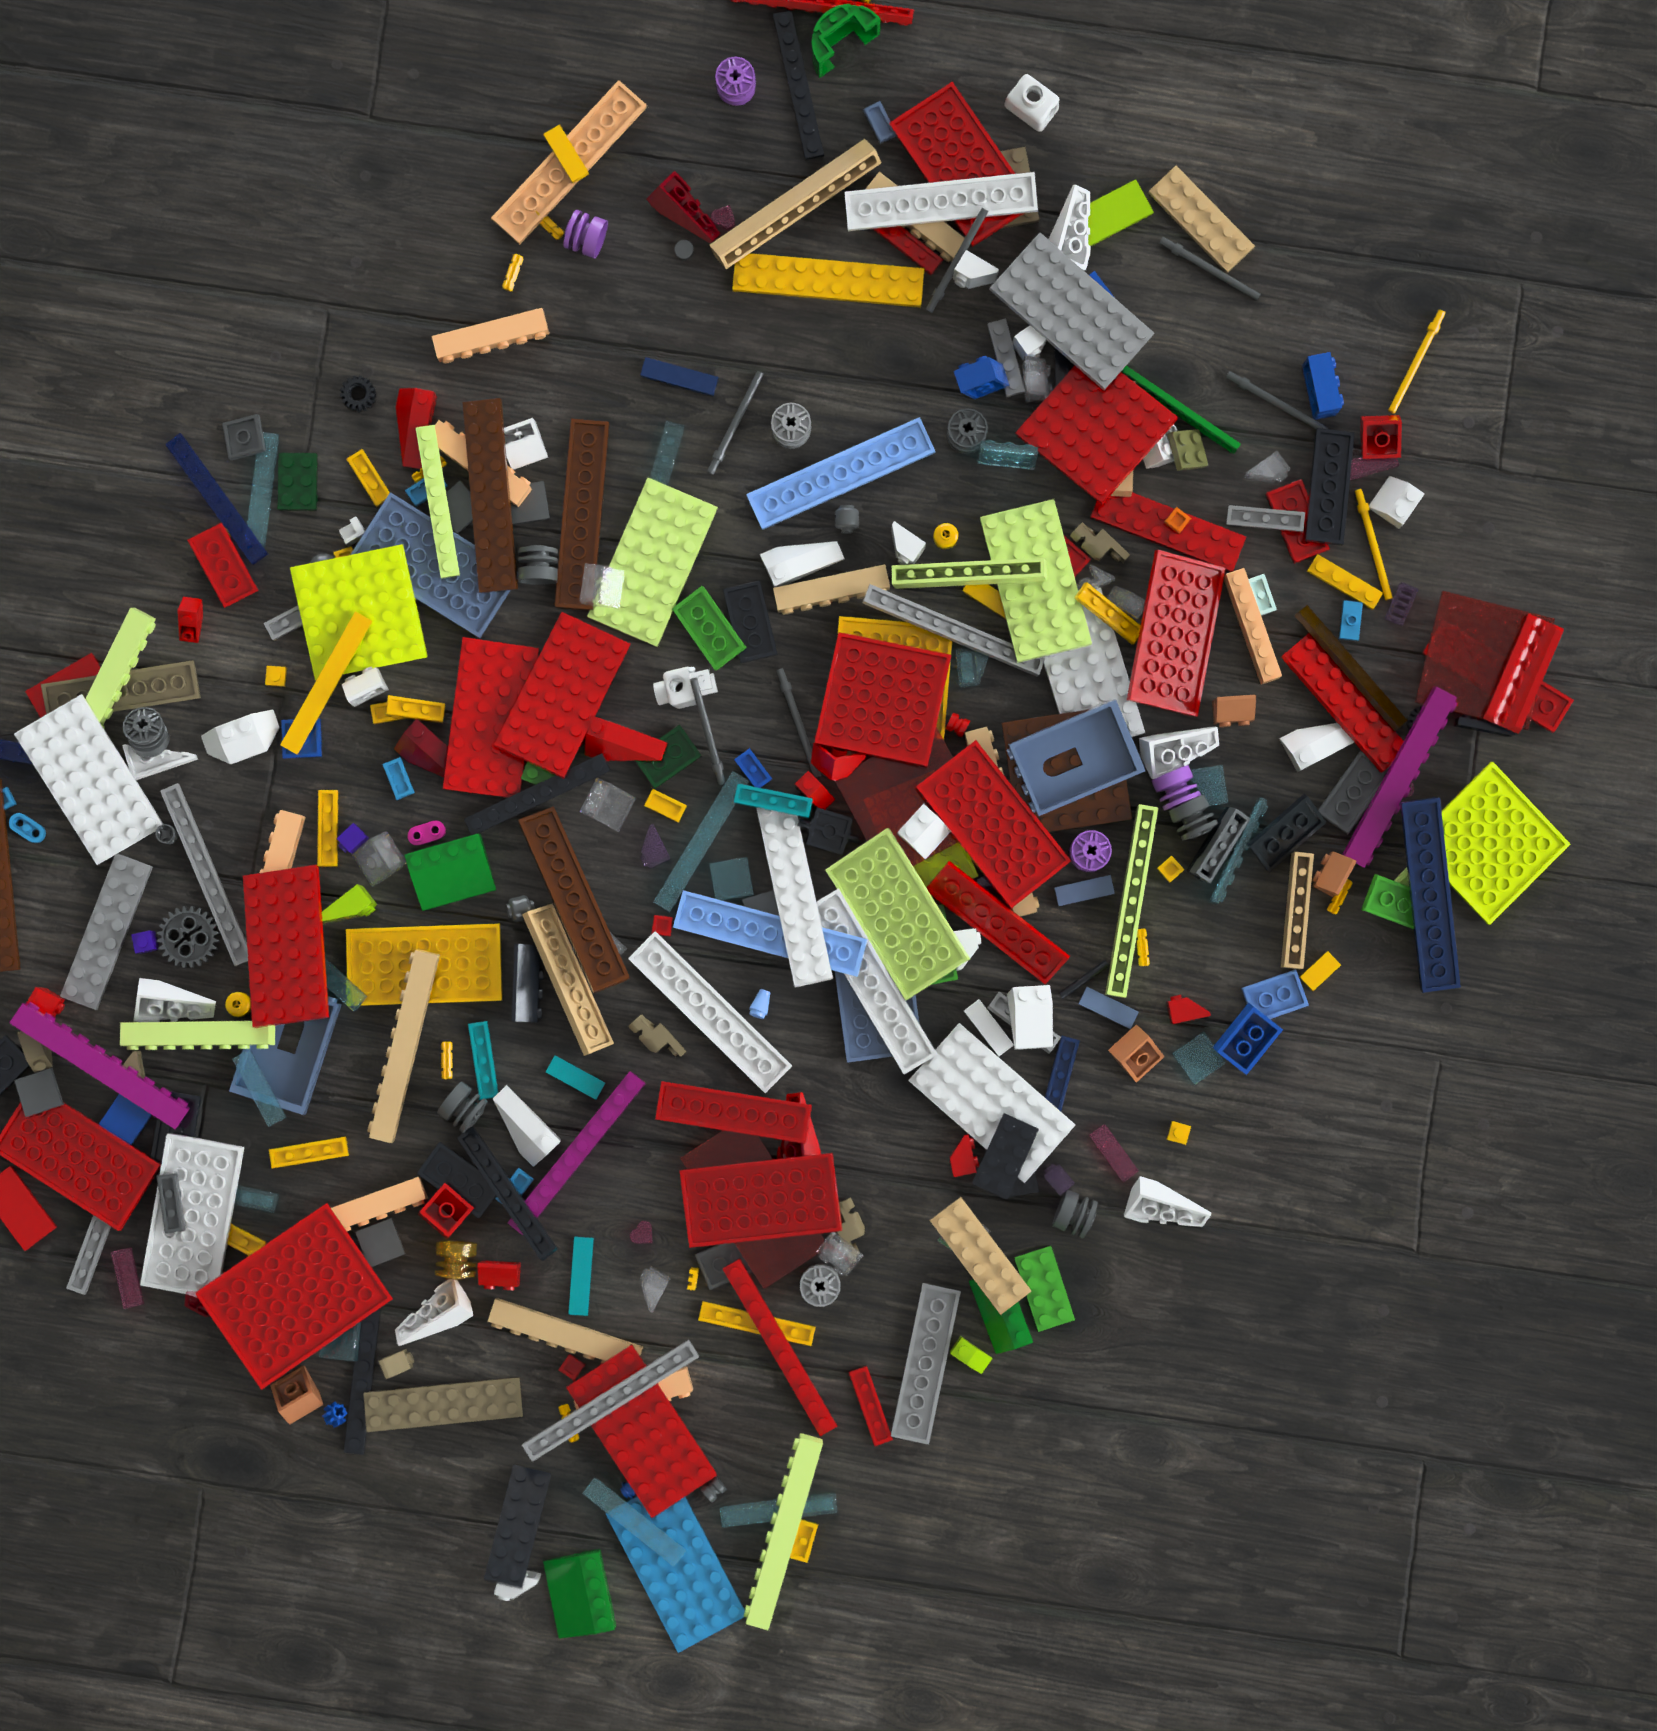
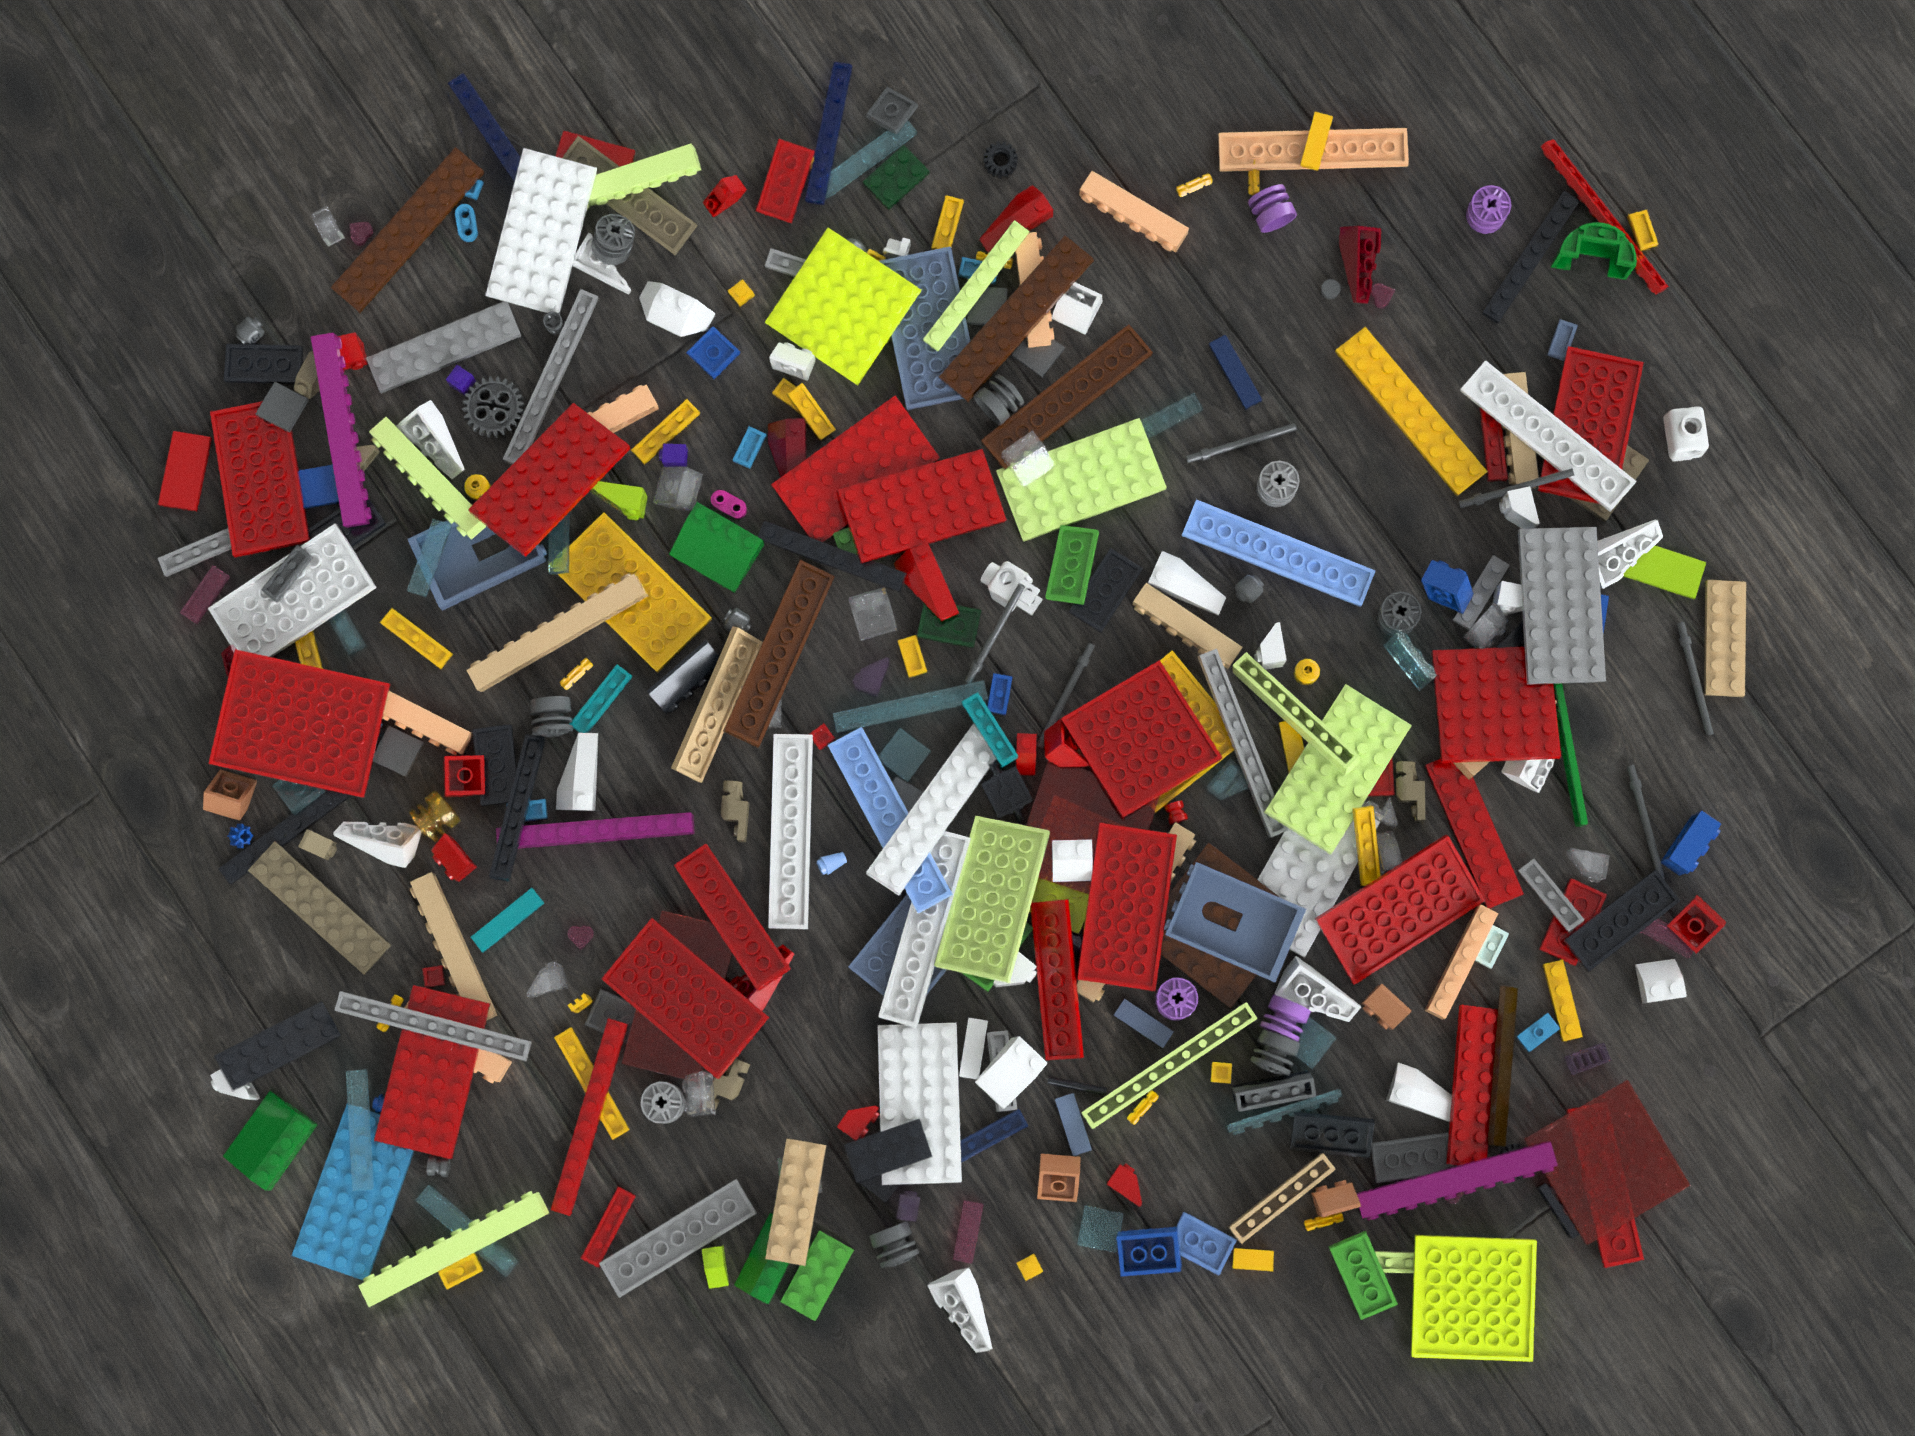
camera: 50 degrees right, 5 degrees down
(326, 682) = (769, 331): yellow tile -> none
(575, 1077) = (650, 778): teal tile -> none
(795, 203) = (1442, 335): tan brick -> none
(1177, 520) = (1485, 831): orange tile -> none
(1187, 449) = (1544, 789): olive plate -> none
(1363, 508) = (1630, 962): yellow bar -> none
(1430, 894) = (1390, 1288): dark blue plate -> none
(1432, 329) = (1816, 887): yellow bar -> none
(1523, 673) = (1625, 1200): red plate -> none

